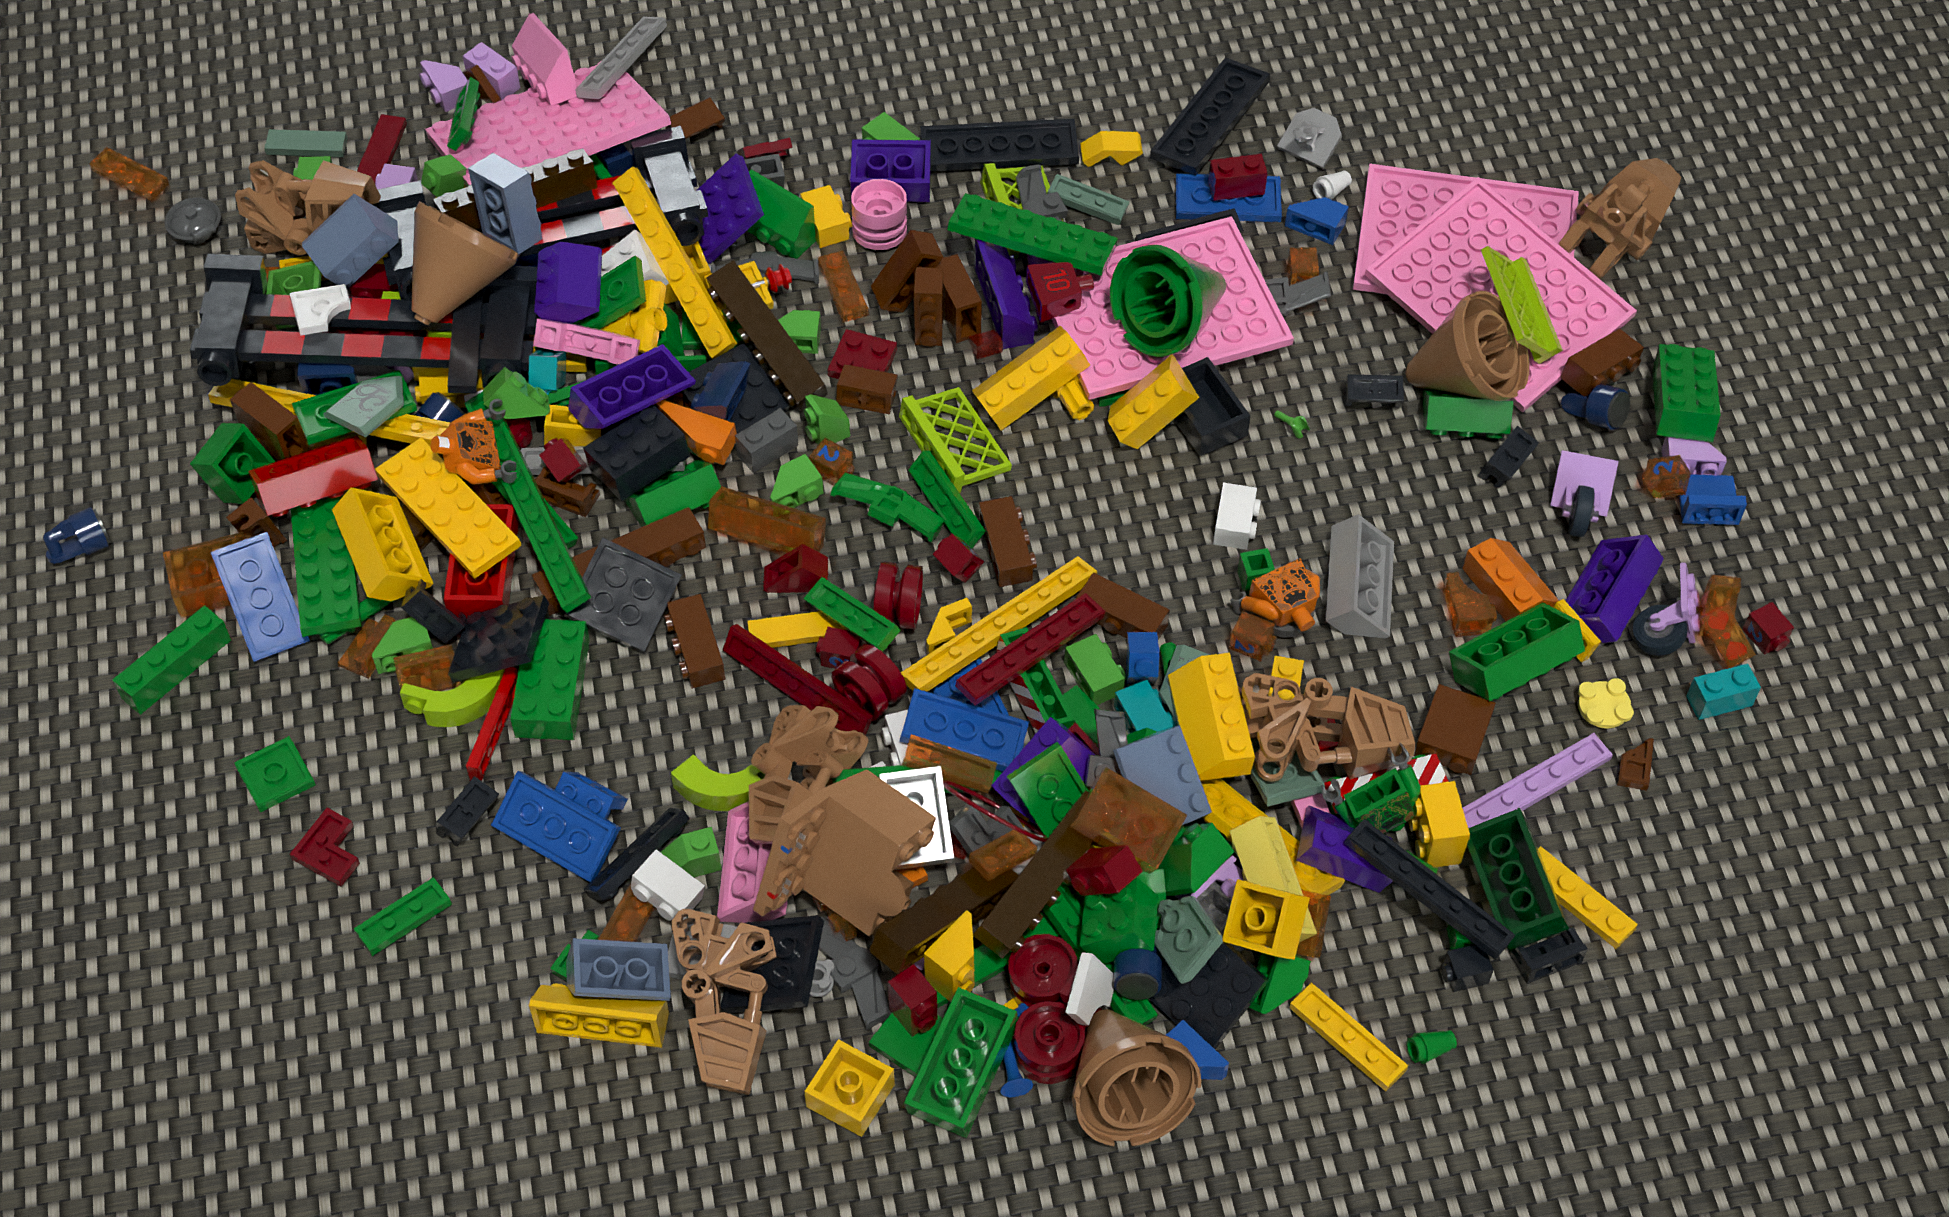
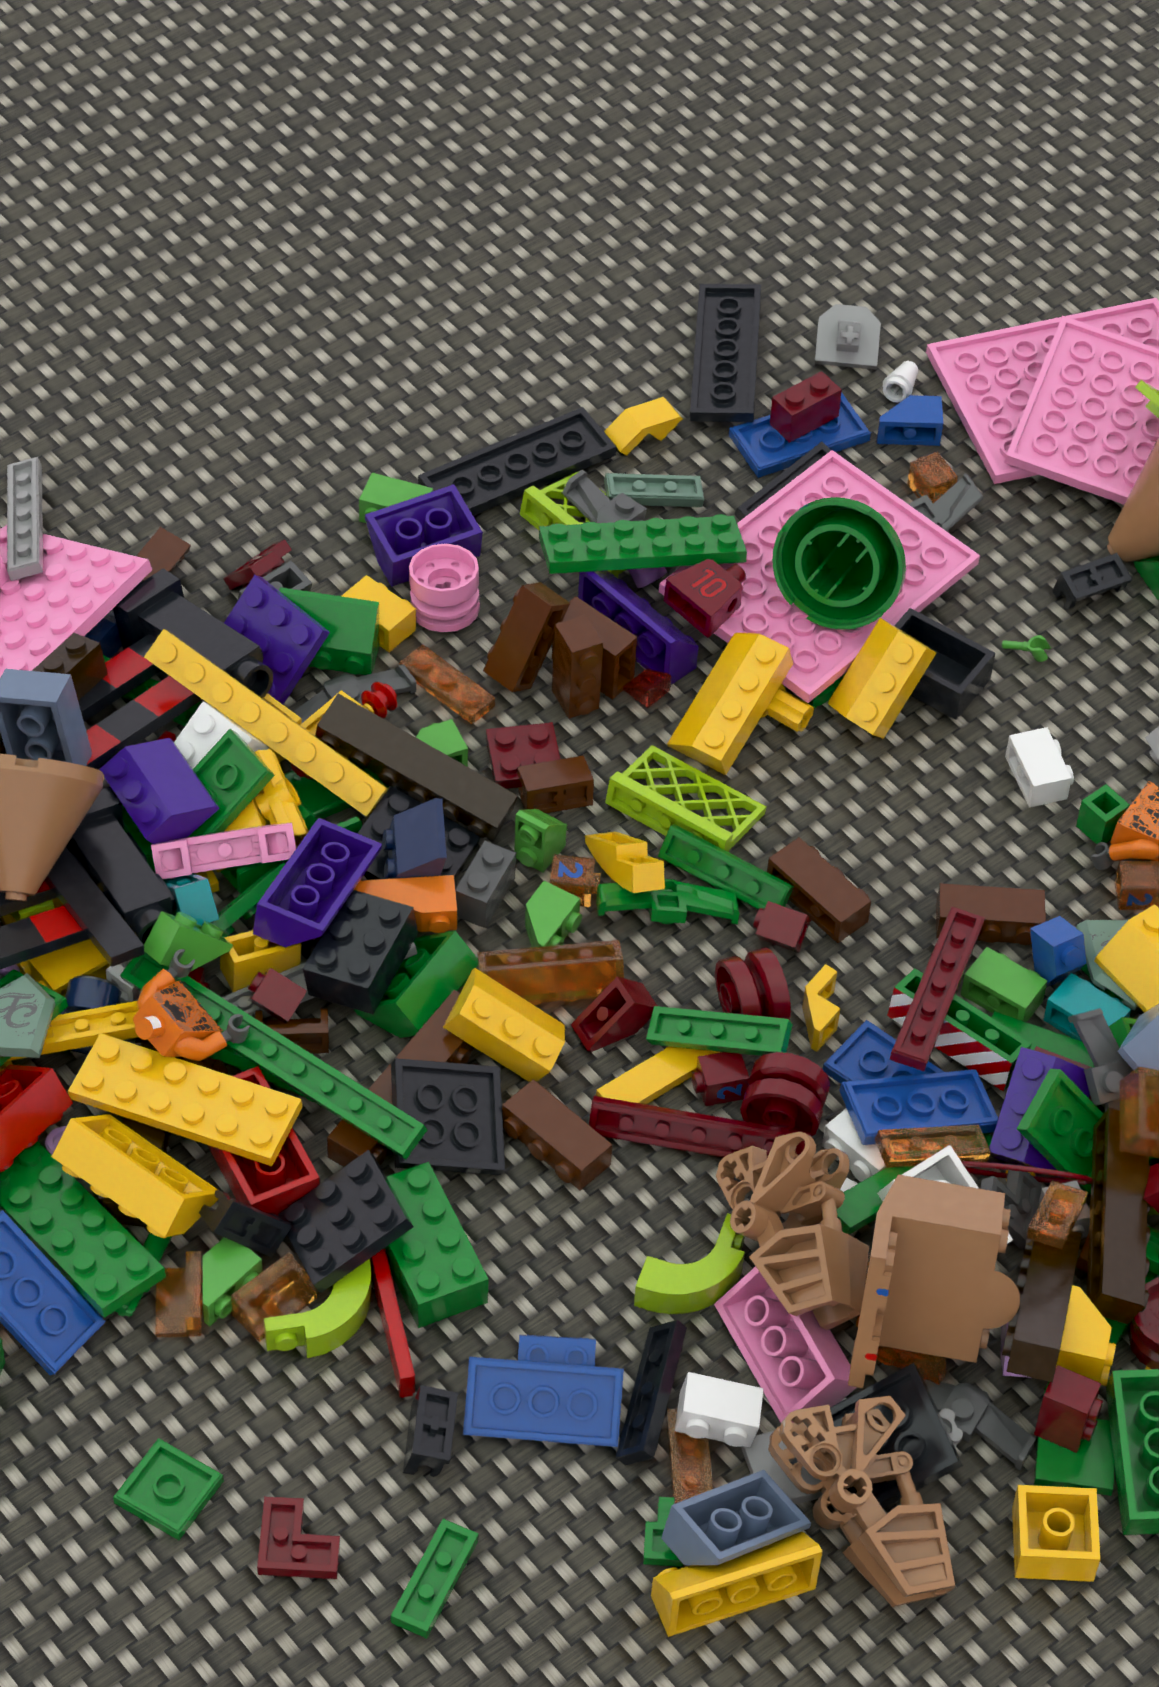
camera: 30 degrees left, 5 degrees down
(695, 852) = (719, 1356): bright green slope -> none
(707, 546) = (506, 1027): none -> yellow slope
(875, 464) = (627, 861): none -> yellow slope
(1010, 617) = (877, 979): yellow plate -> none

